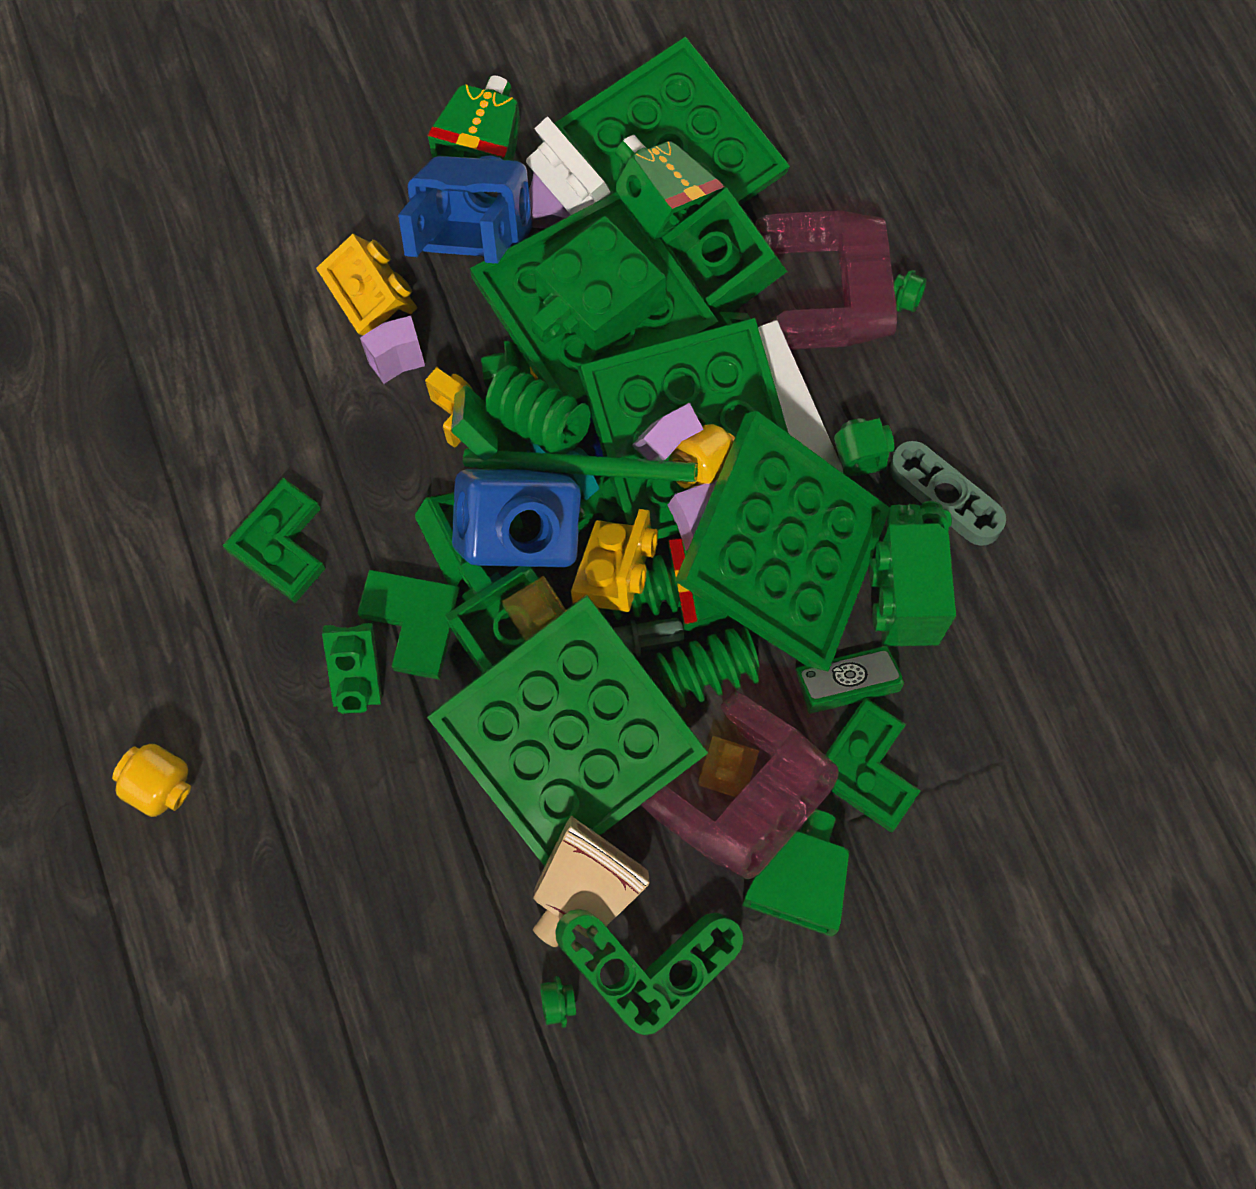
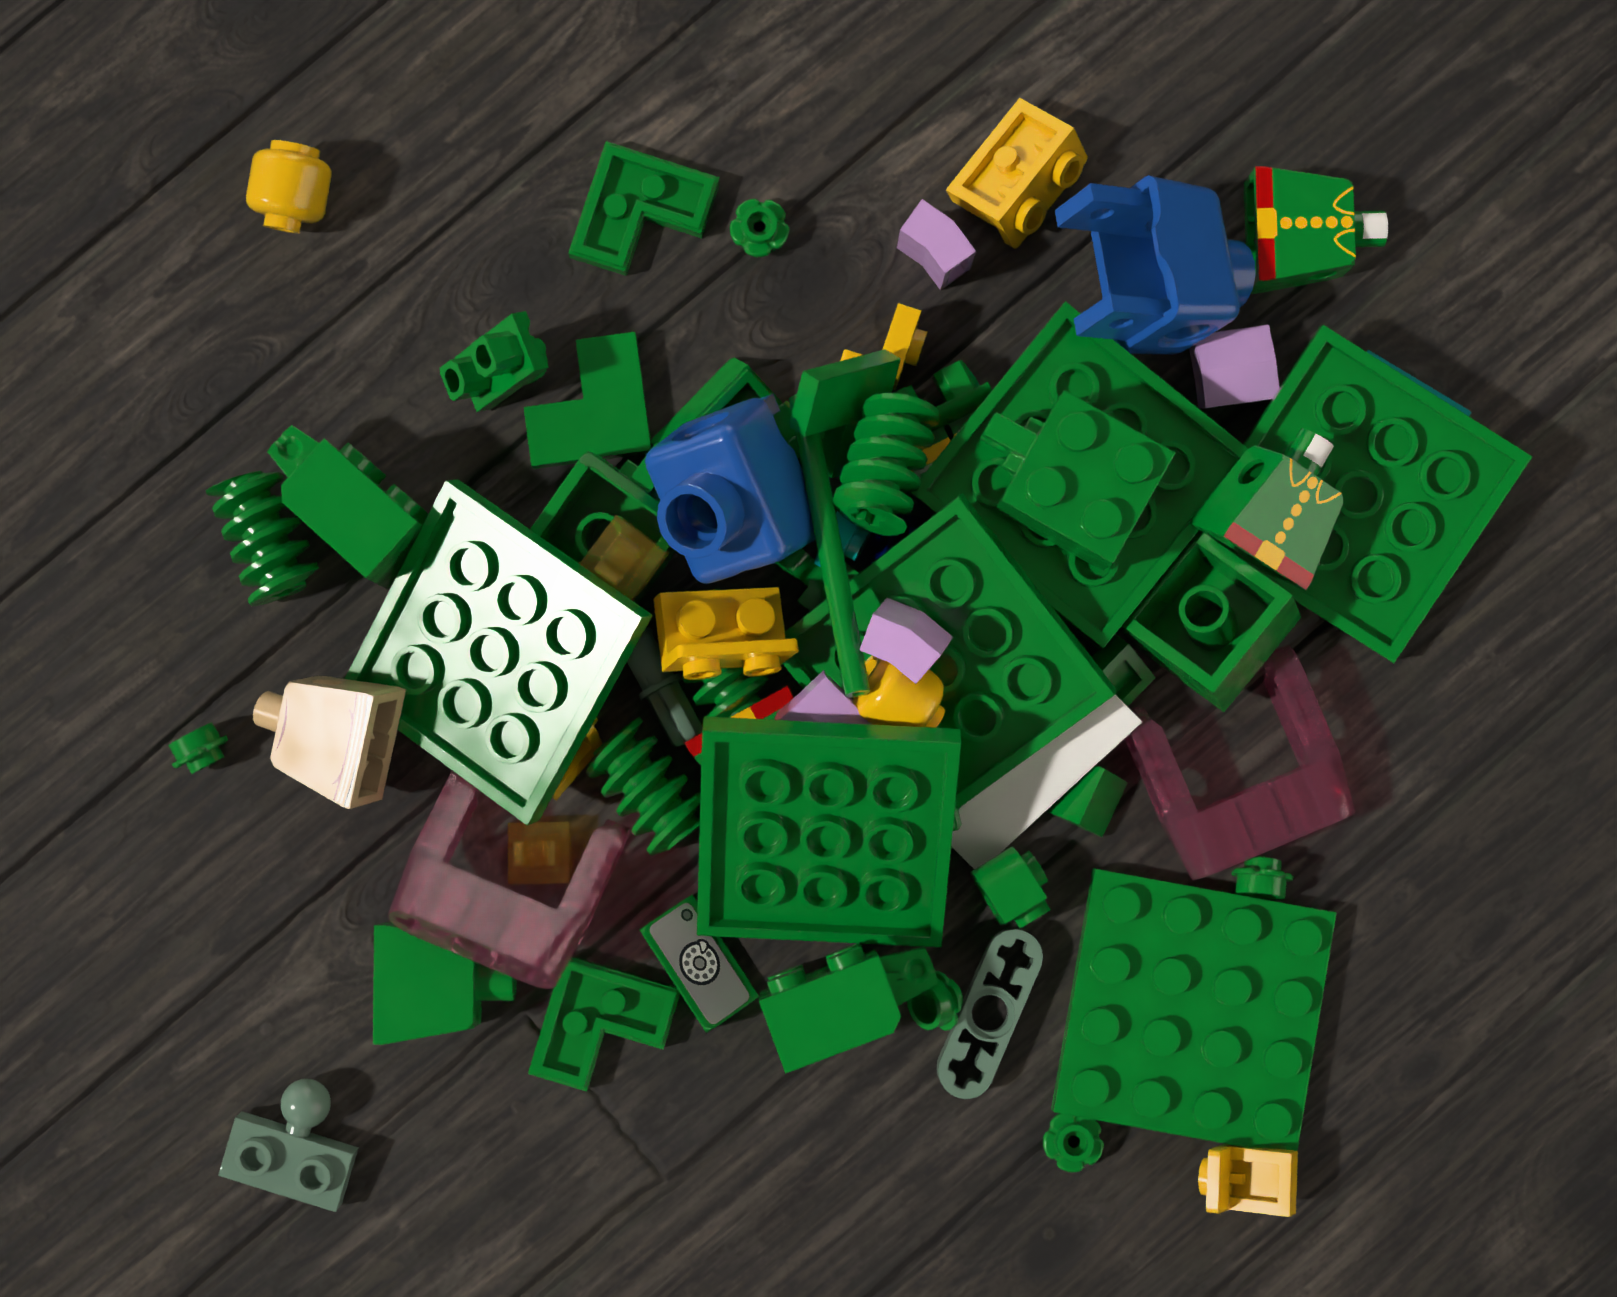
camera: 65 degrees right, 15 degrees up
(335, 473) = (759, 243): none -> green plate
(410, 889) = (263, 536): none -> green piece
(414, 808) = (346, 506): none -> green hinge
(565, 170) = (1257, 374): white bracket -> none
(654, 983) = (252, 850): green beam -> none
(820, 380) = (1091, 801): none -> green slope
(905, 1037) = (289, 1156): none -> sand green plate
(985, 365) = (1193, 1012): none -> green plate
(1051, 477) = (1073, 1158): none -> green plate
(1115, 360) = (1249, 1180): none -> yellow bracket

